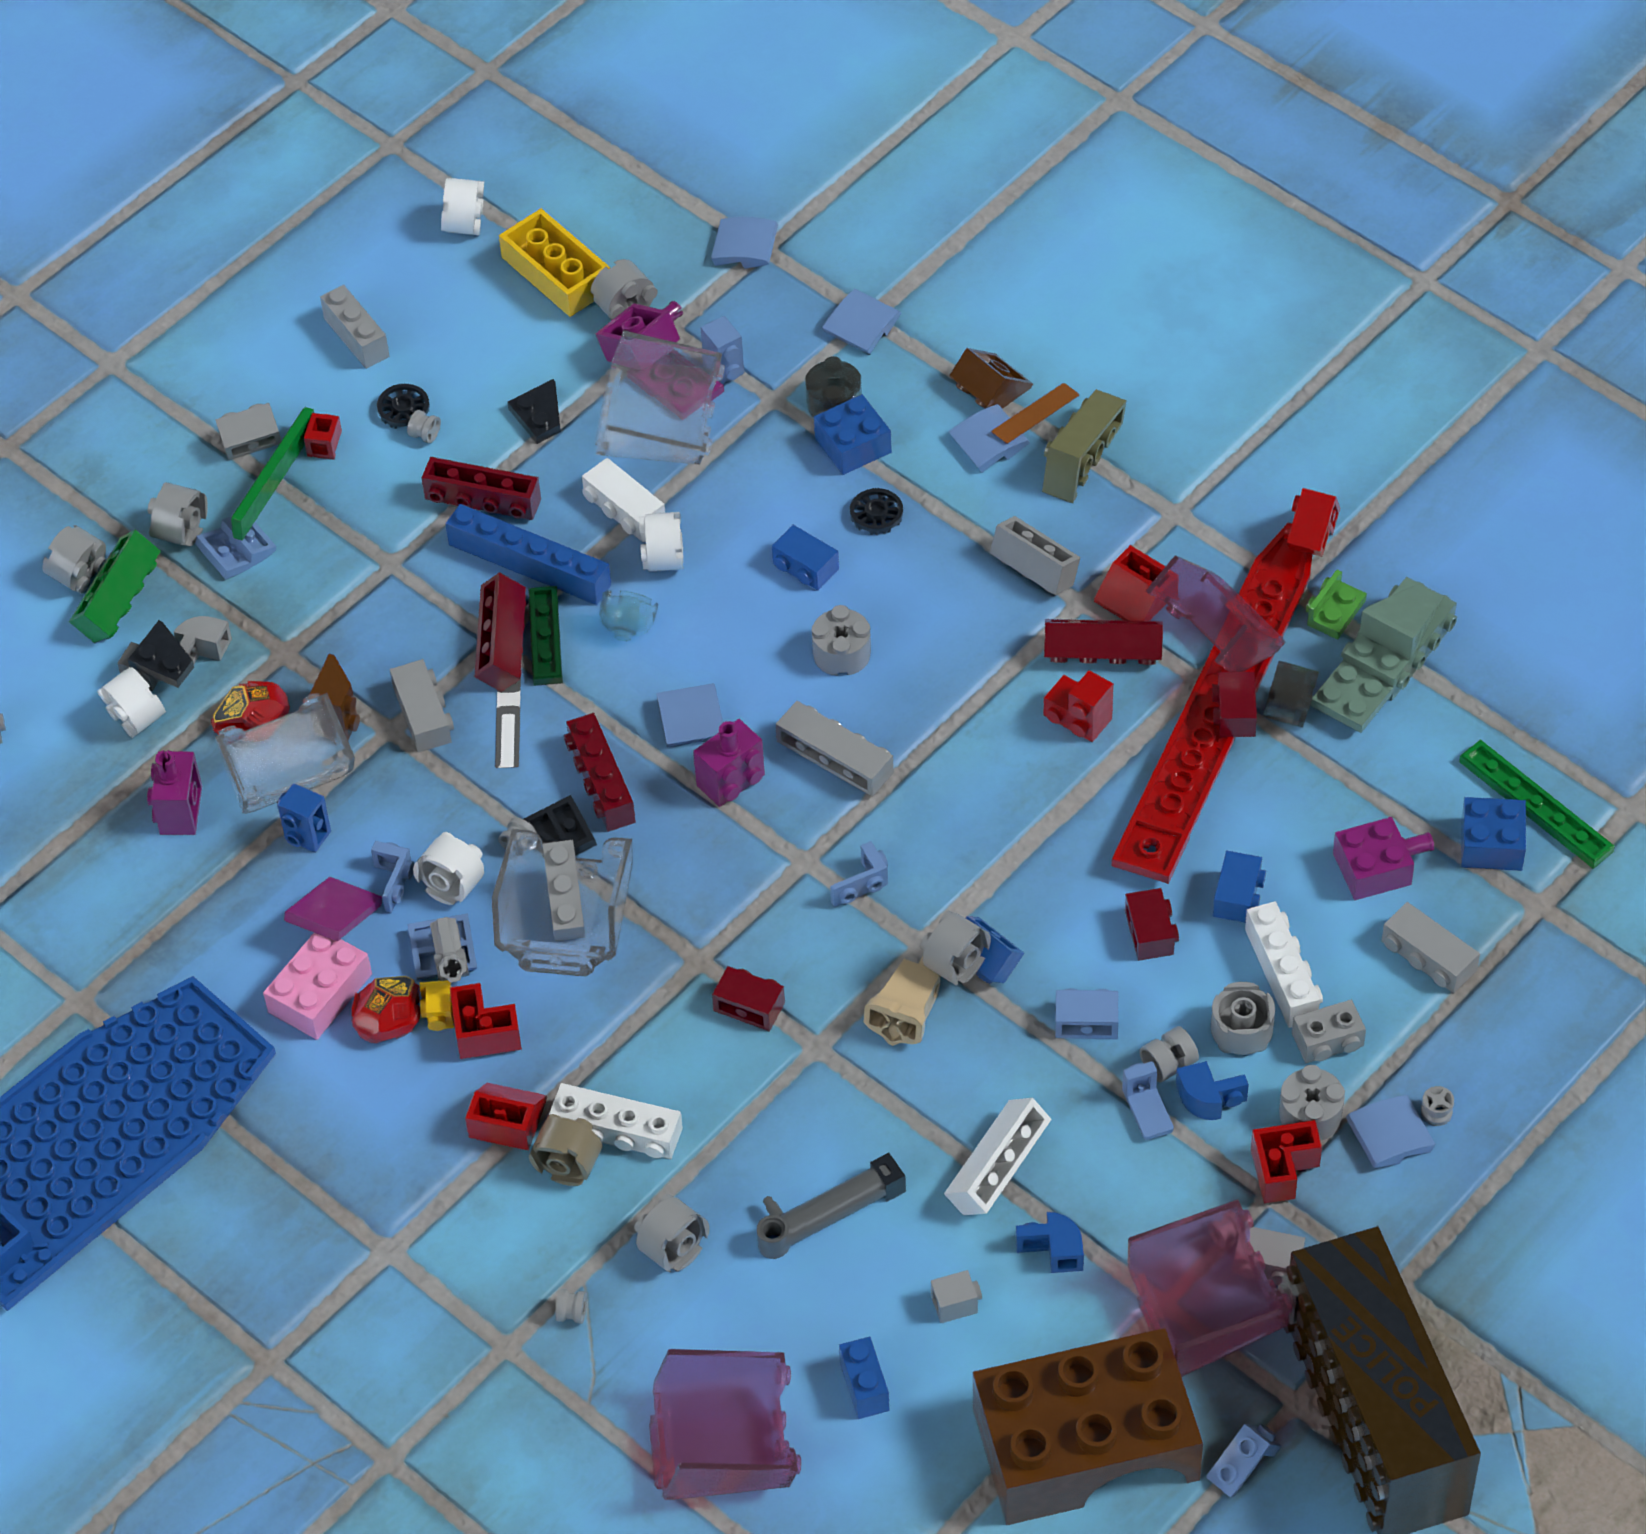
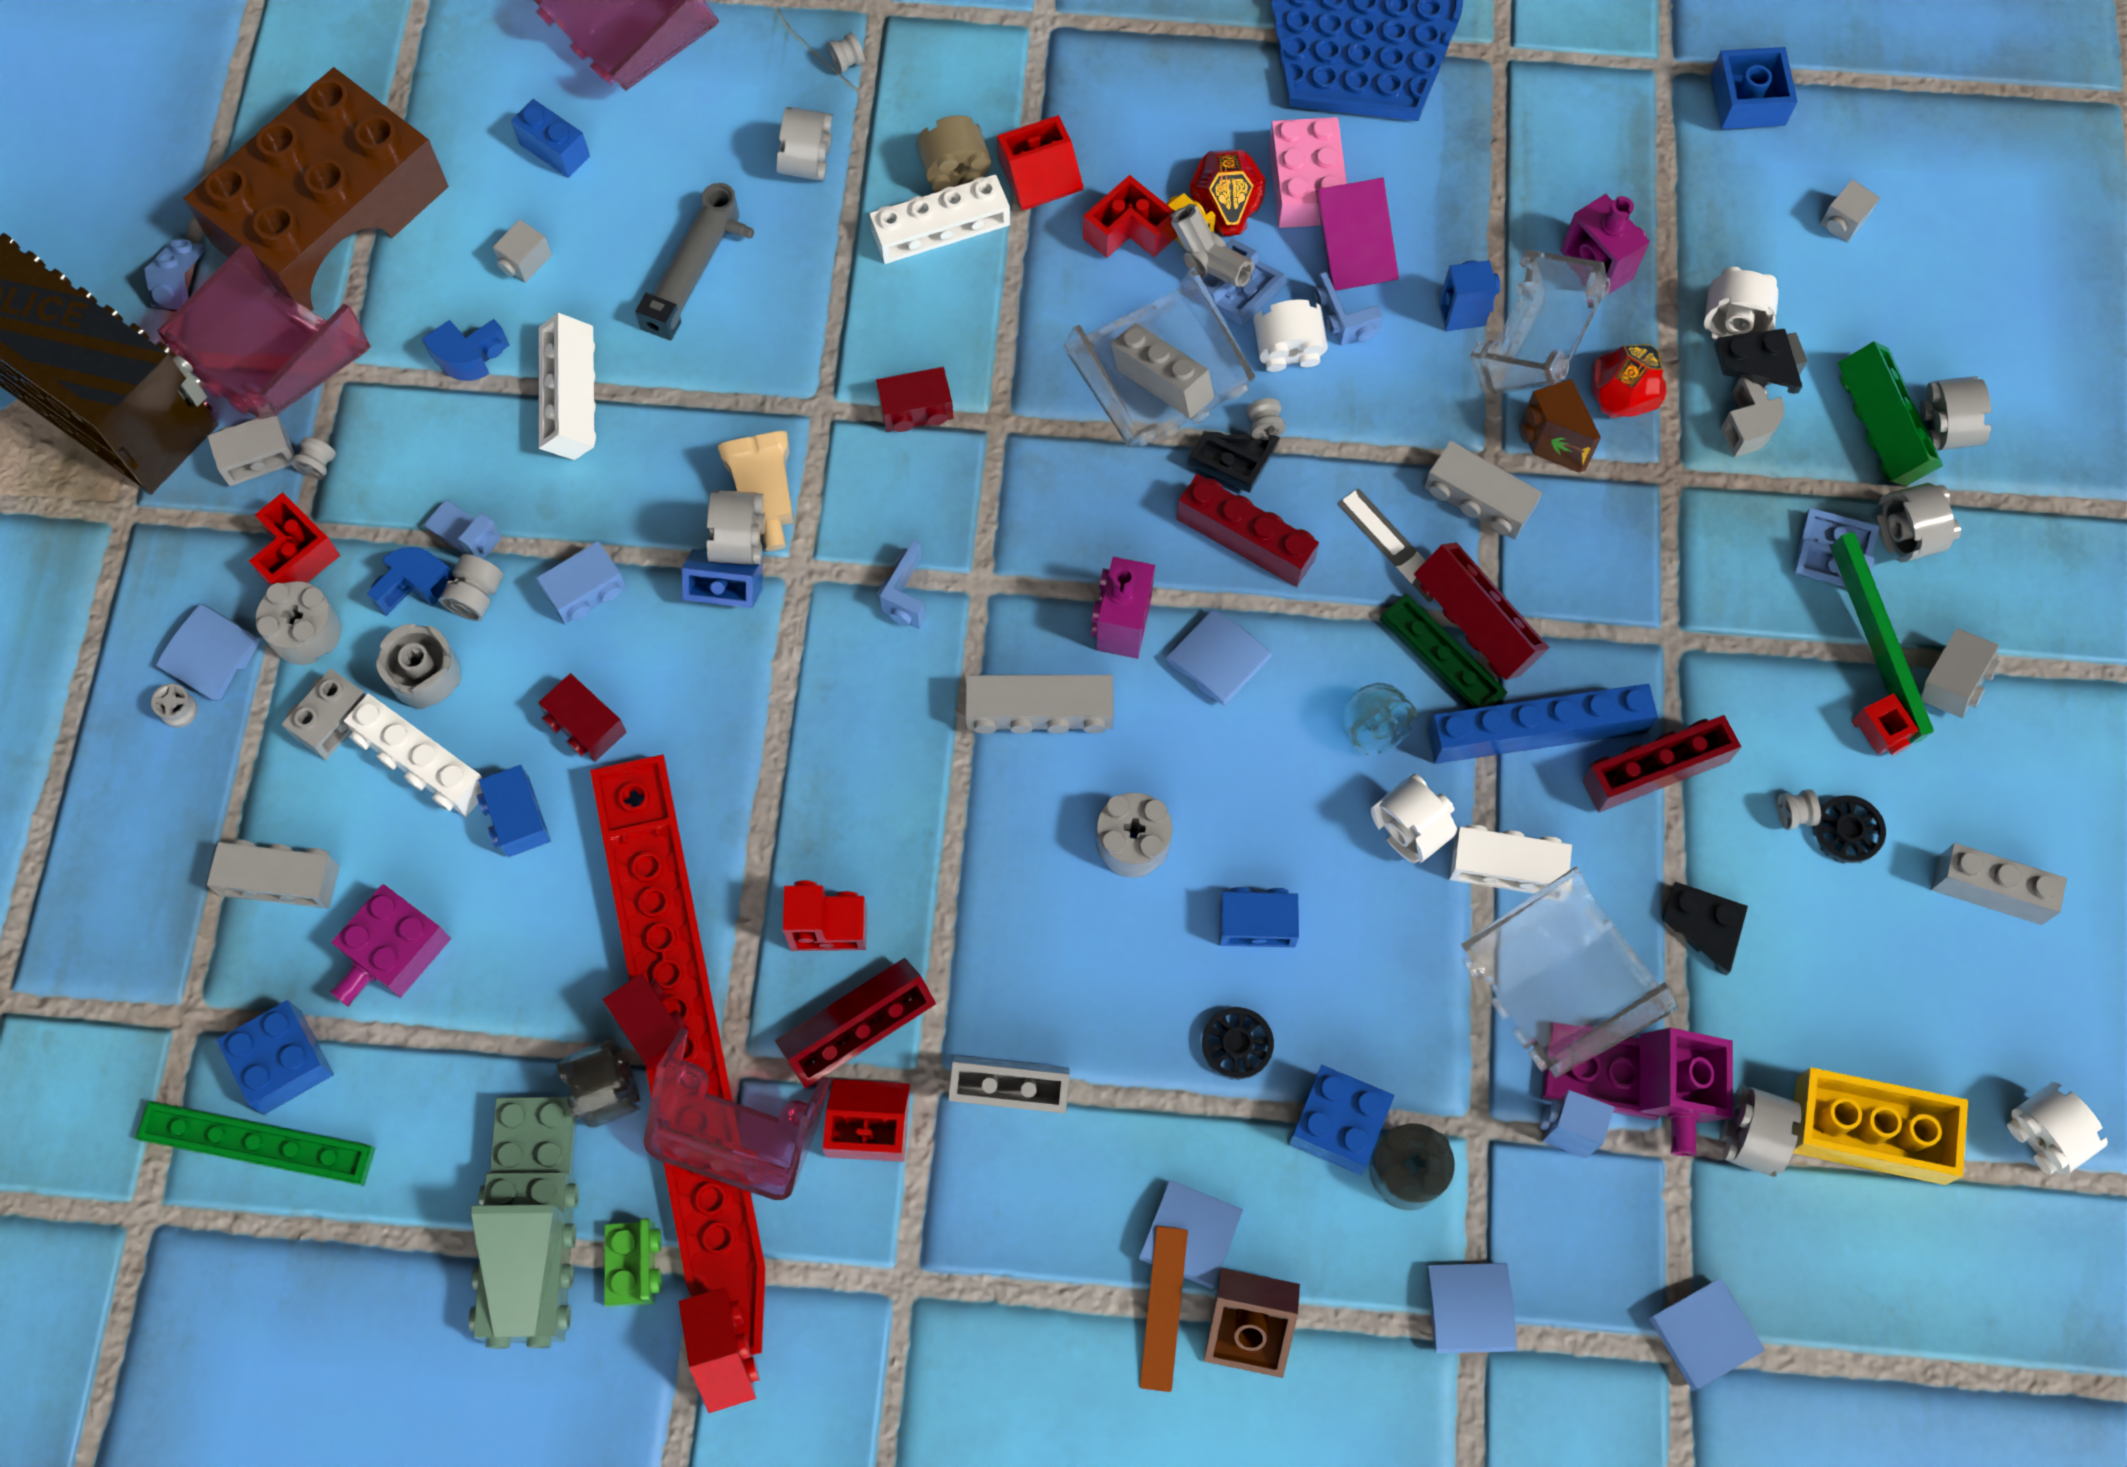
camera: 140 degrees right, 15 degrees up
(1081, 444) = (1073, 1298): olive wedge -> none

